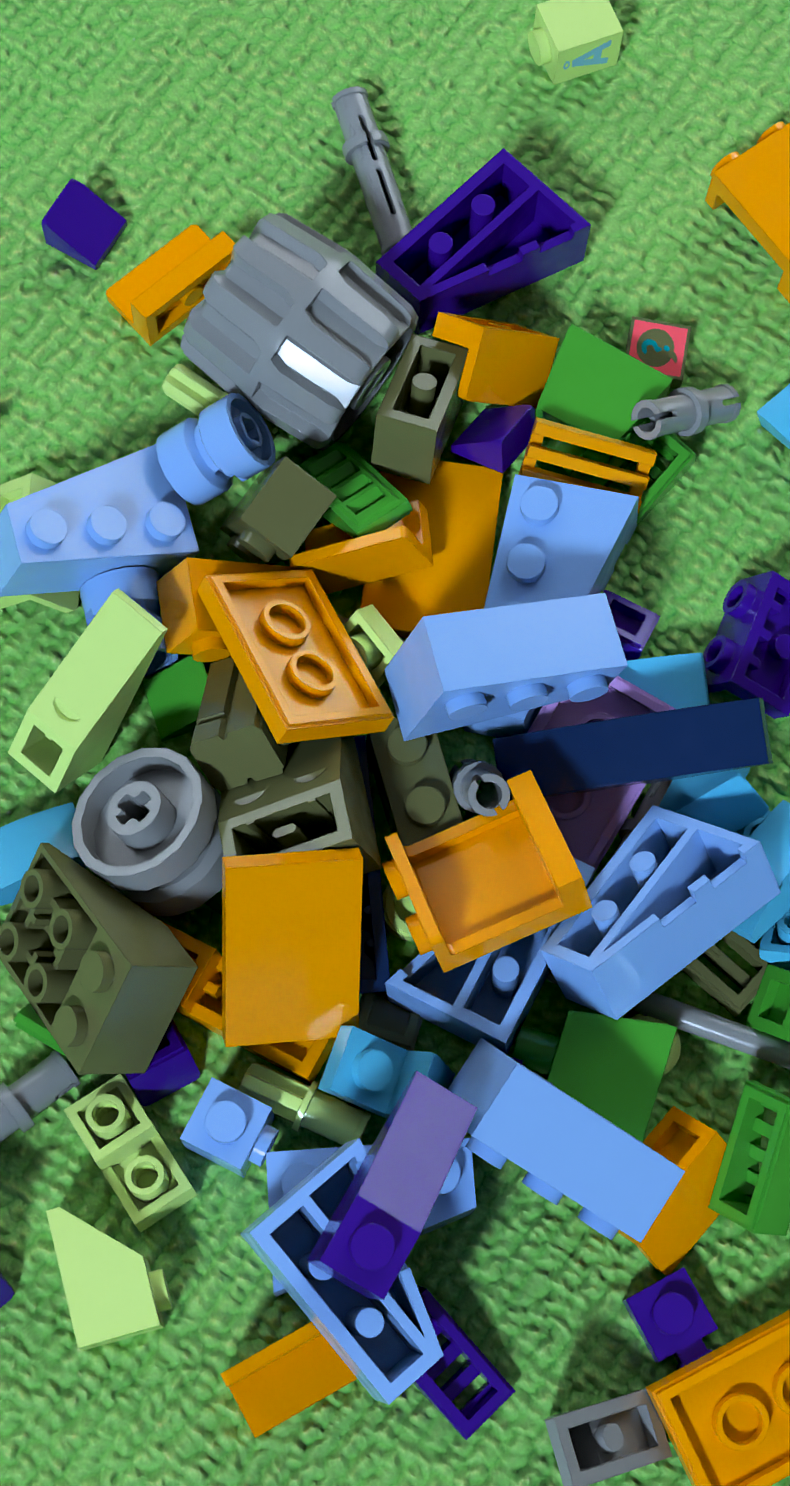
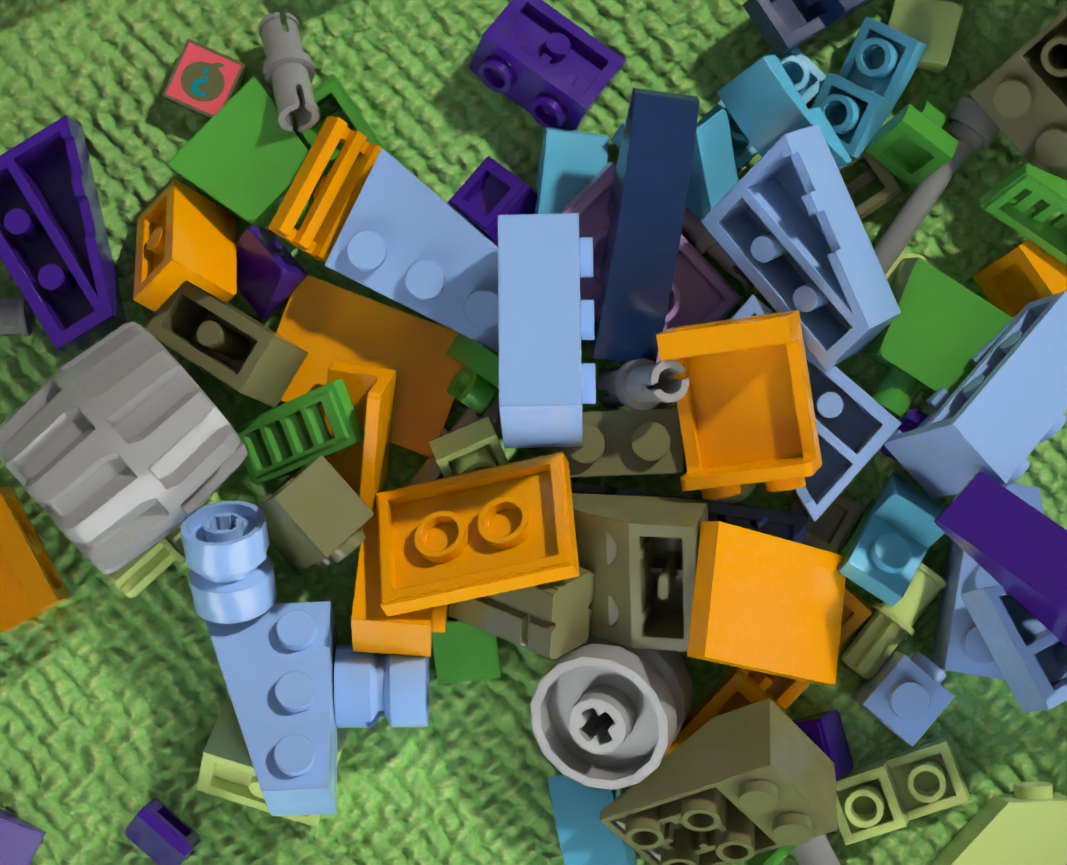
camera: 75 degrees left, 15 degrees up
(88, 694) = (460, 744): yellowish green slope -> none

